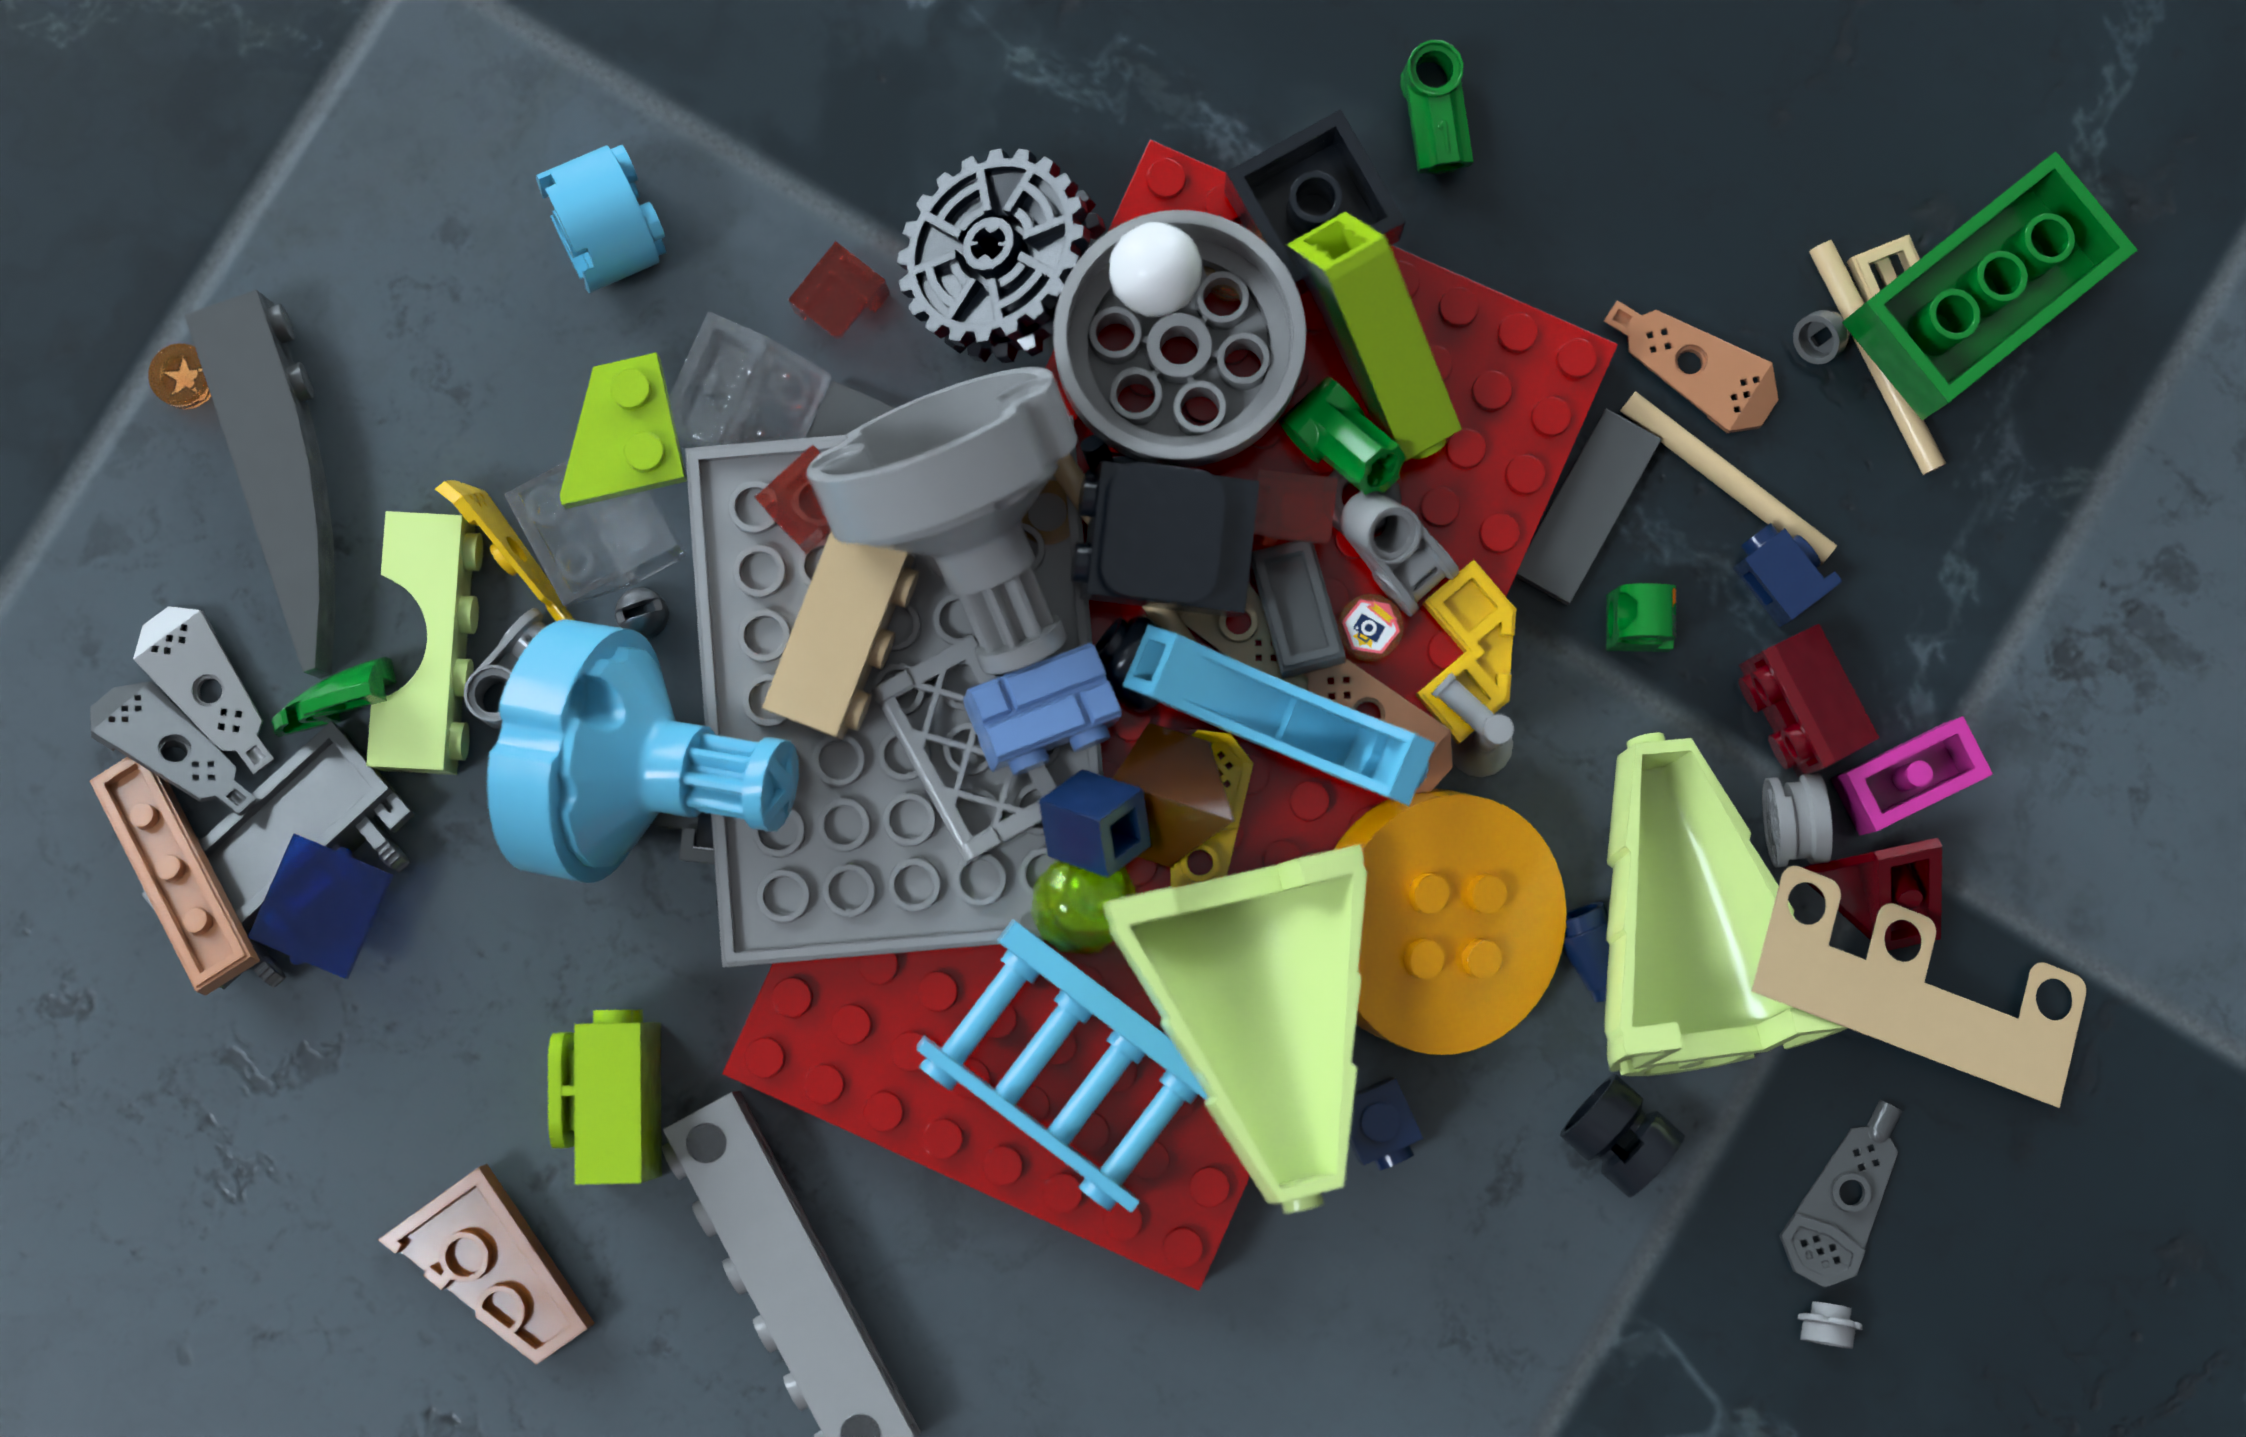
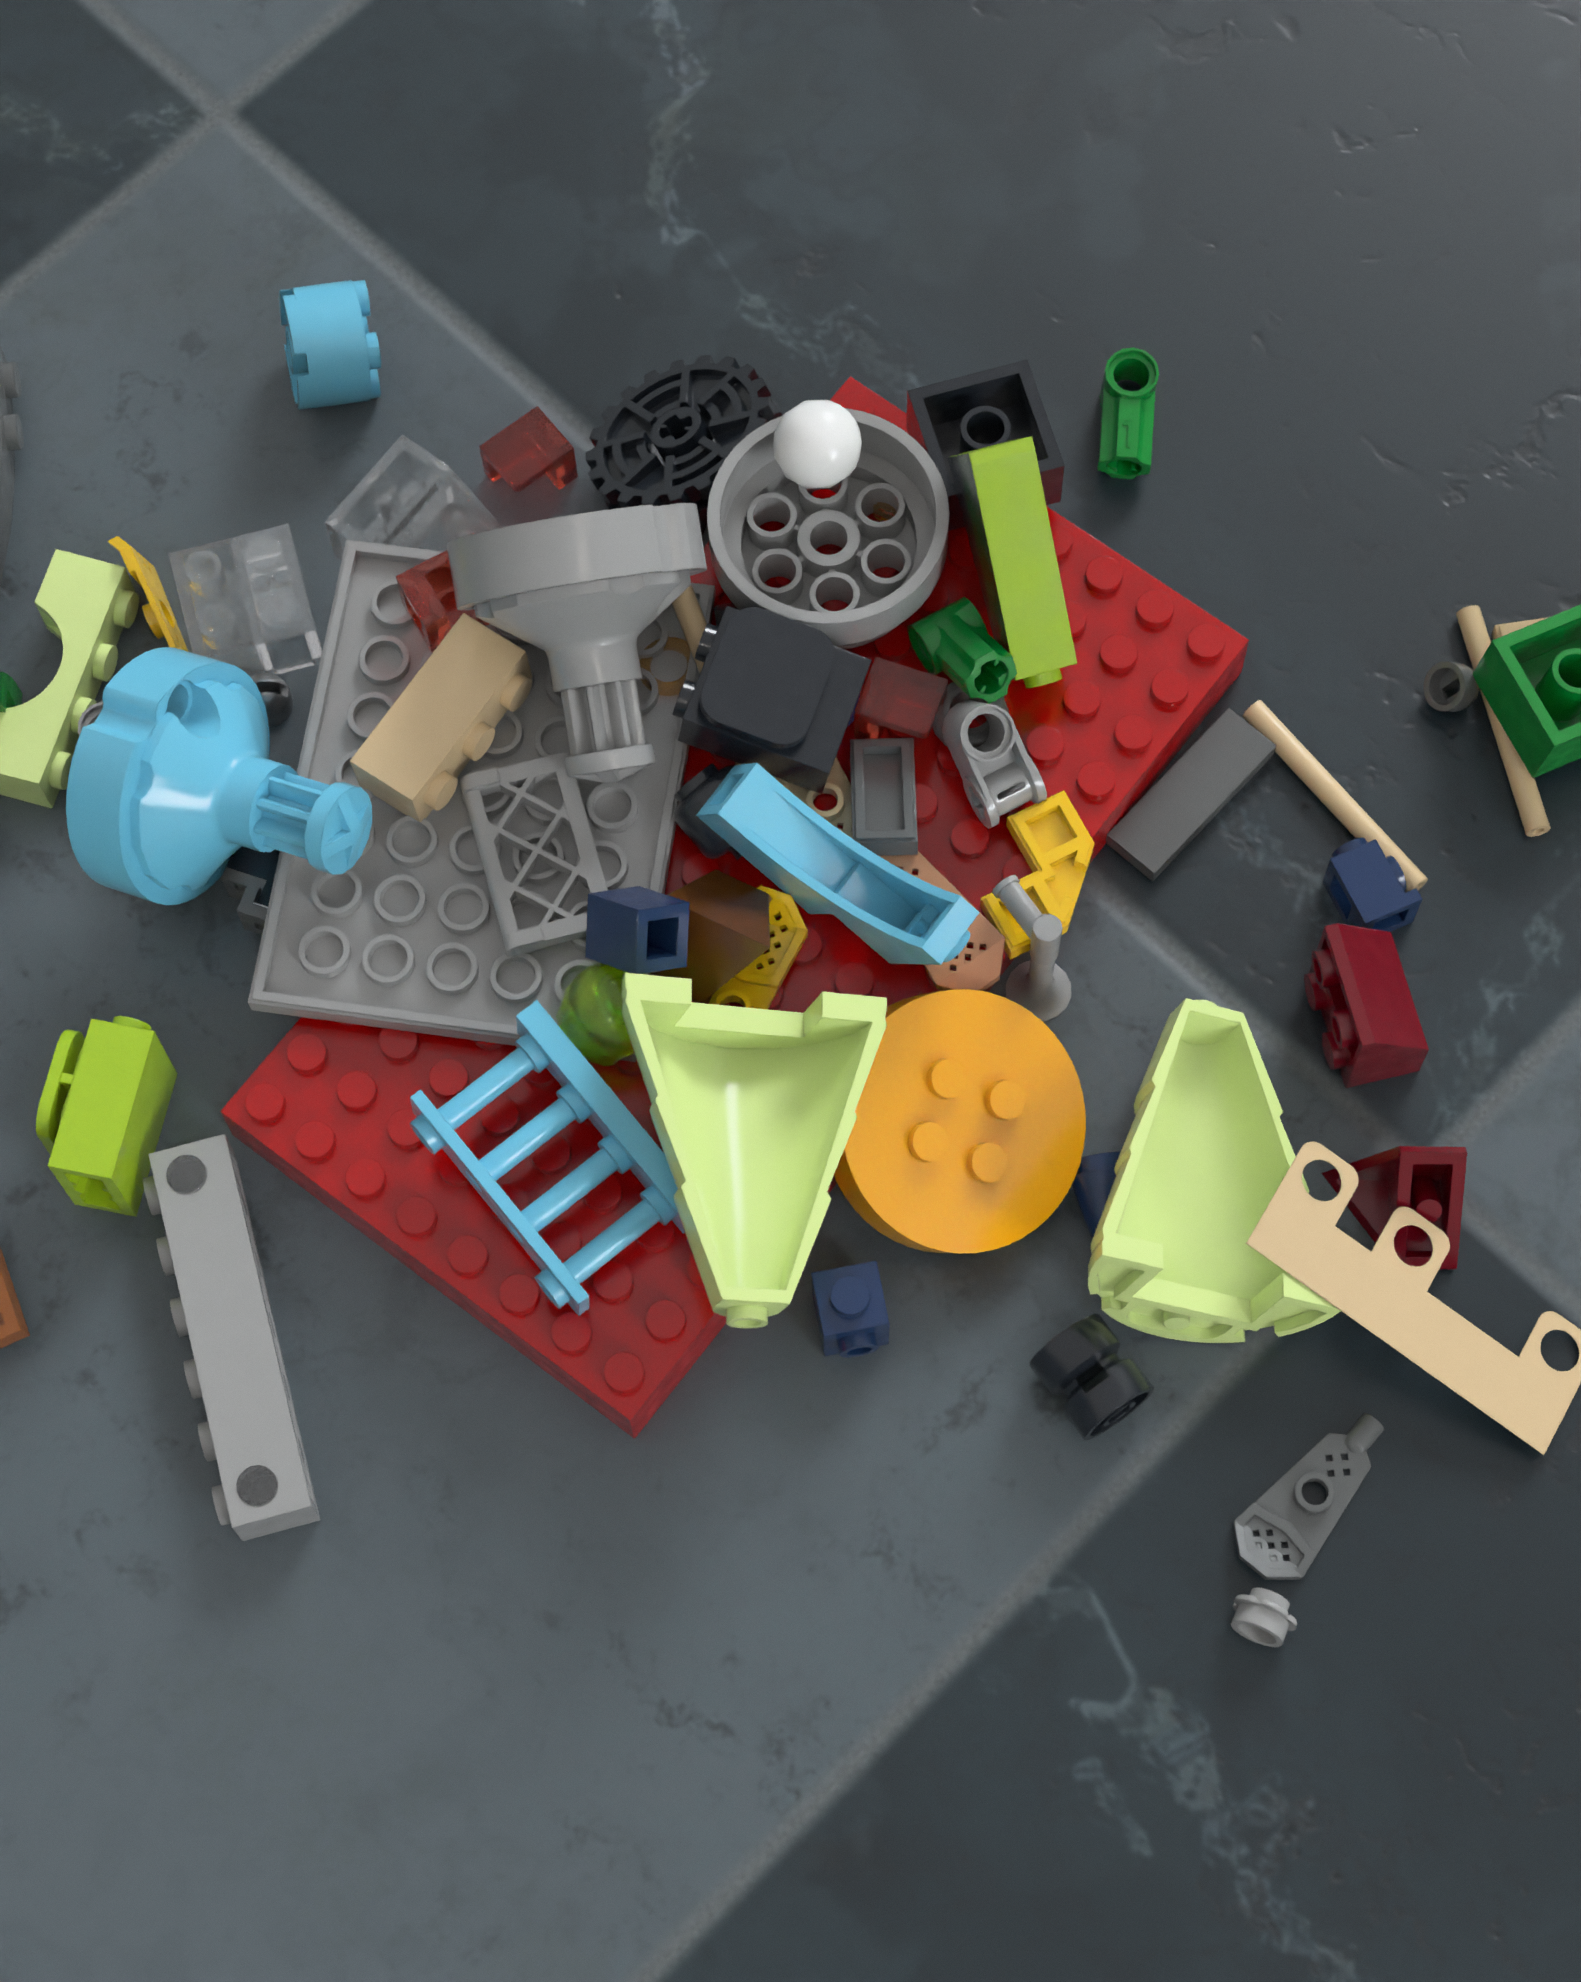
camera: 10 degrees right, 15 degrees down
(623, 435) = (292, 520): lime wing -> none
(1043, 709) = (615, 822): medium blue brick -> none
(1370, 627) = (950, 832): tile -> none
(1641, 618) = (1222, 894): green leg -> none
(1720, 371) = (1345, 704): nougat piece -> none
(1797, 820) = (1334, 1112): light grey wheel -> none
(1911, 776) = (1454, 1095): dark pink brick -> none

